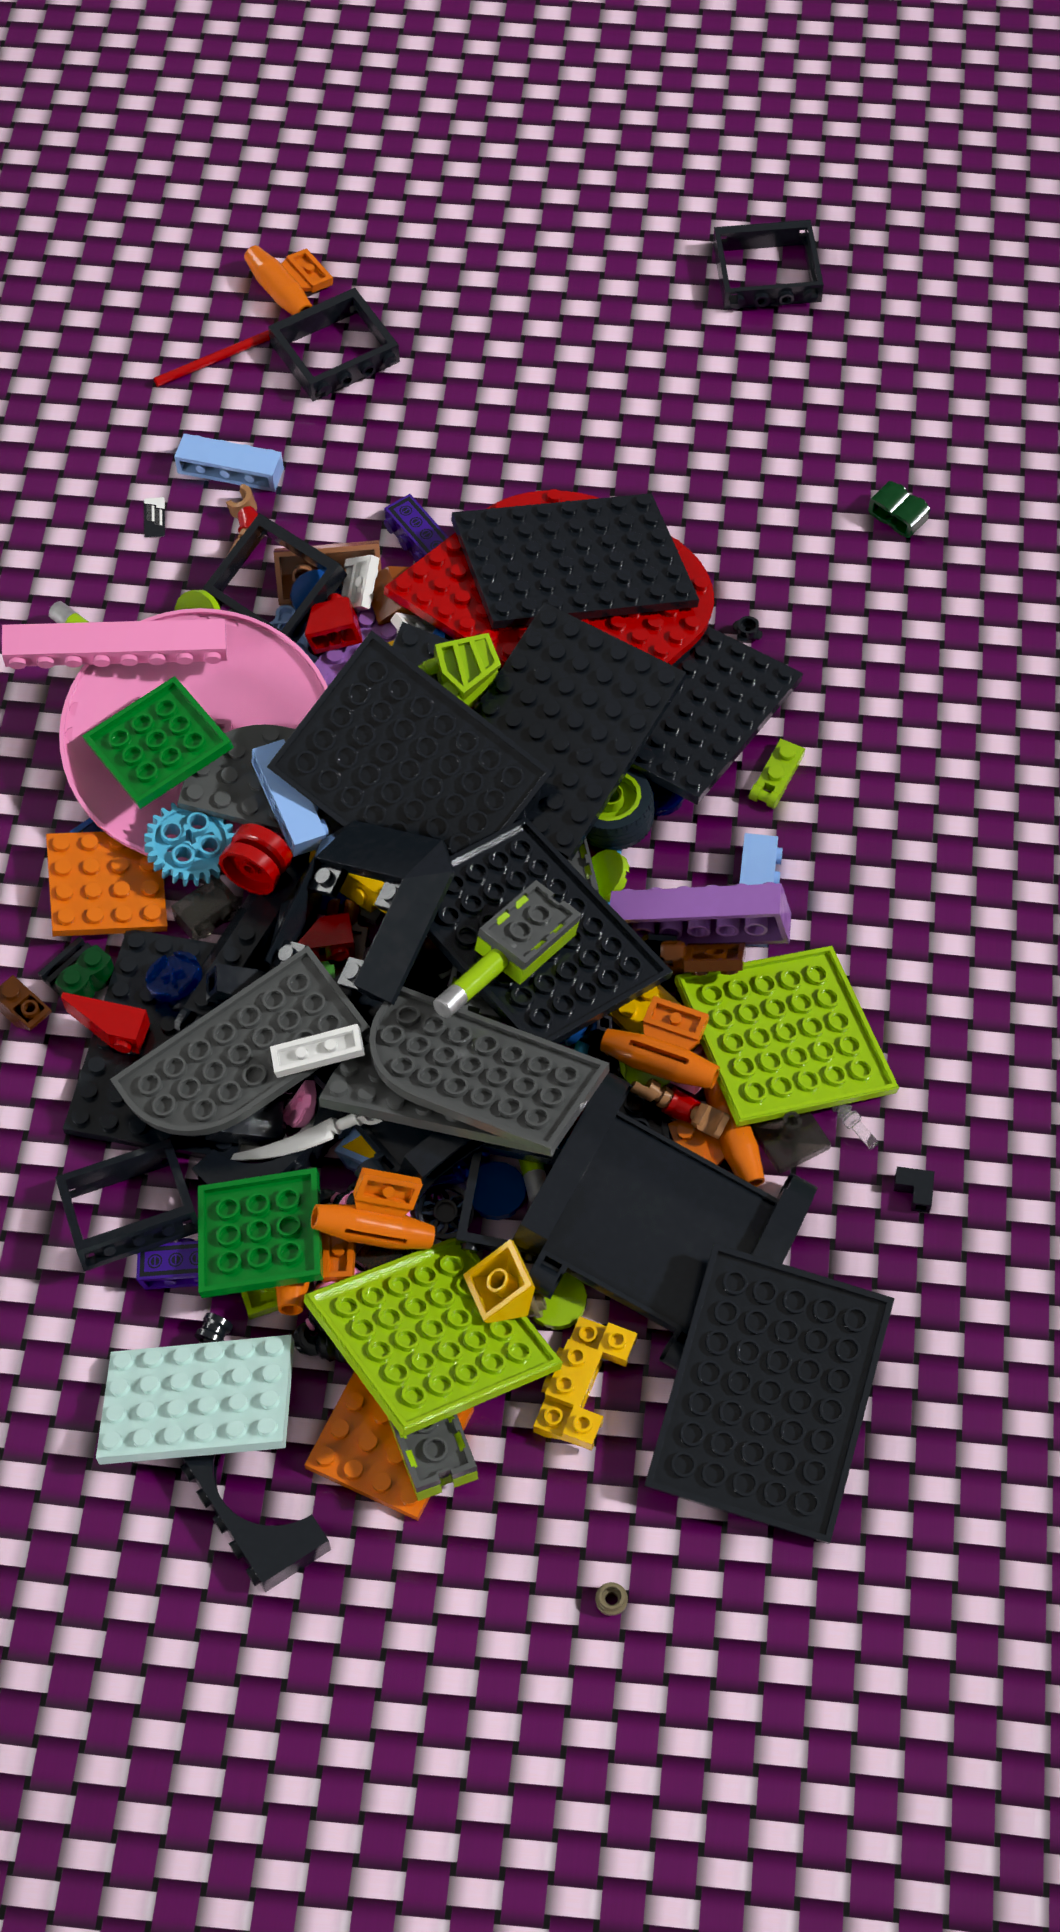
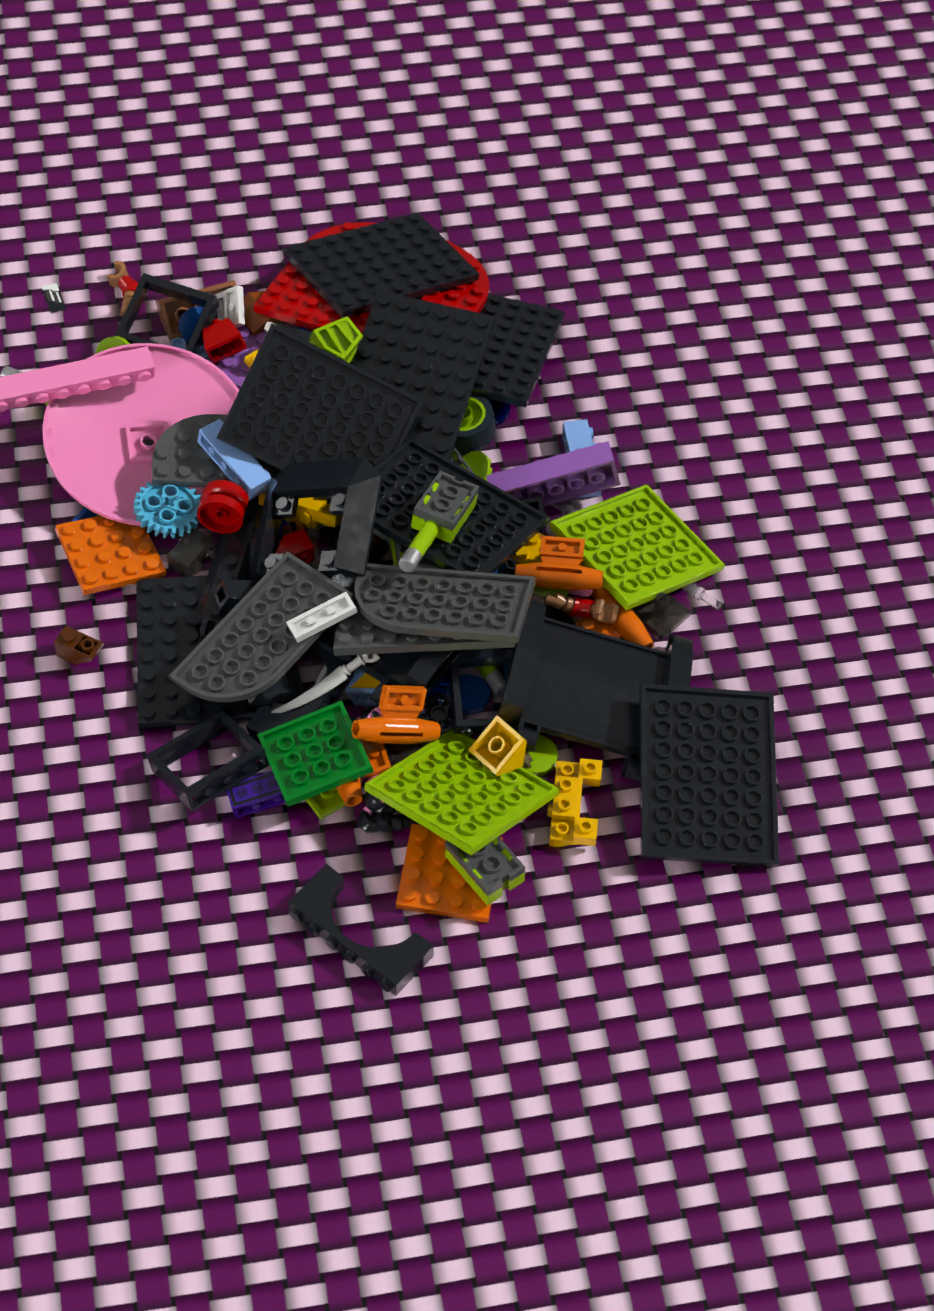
camera: 20 degrees left, 5 degrees down
(62, 961) = (85, 624): black tile -> none
(88, 975) = (118, 618): dark green brick -> none
(114, 1023) = (149, 641): red slope -> none
(157, 742) = (124, 441): green plate -> none
(173, 976) = (186, 601): clear blue tile -> none
(196, 1400) = (305, 877): light aqua plate -> none
(212, 358) = (65, 177): red piece -> none
(213, 1329) = (298, 831): black wheel -> none
(229, 462) = (98, 249): light blue brick -> none
(290, 279) = (98, 116): orange plate -> none
(302, 1106) = (312, 666): bright pink plate -> none
(324, 315) = (109, 152): black window -> none
(413, 527) = (253, 267): dark purple brick -> none
(611, 1589) = (642, 931): dark tan plate -> none
(703, 957) = (566, 506): reddish brown plate -> none
(747, 623) = (515, 290): black plate -> none
(767, 236) = (441, 27): black window -> none
(777, 773) = (569, 380): lime plate -> none
(899, 509) = (594, 191): dark green brick -> none
(918, 1183) = (757, 623): black piece -> none

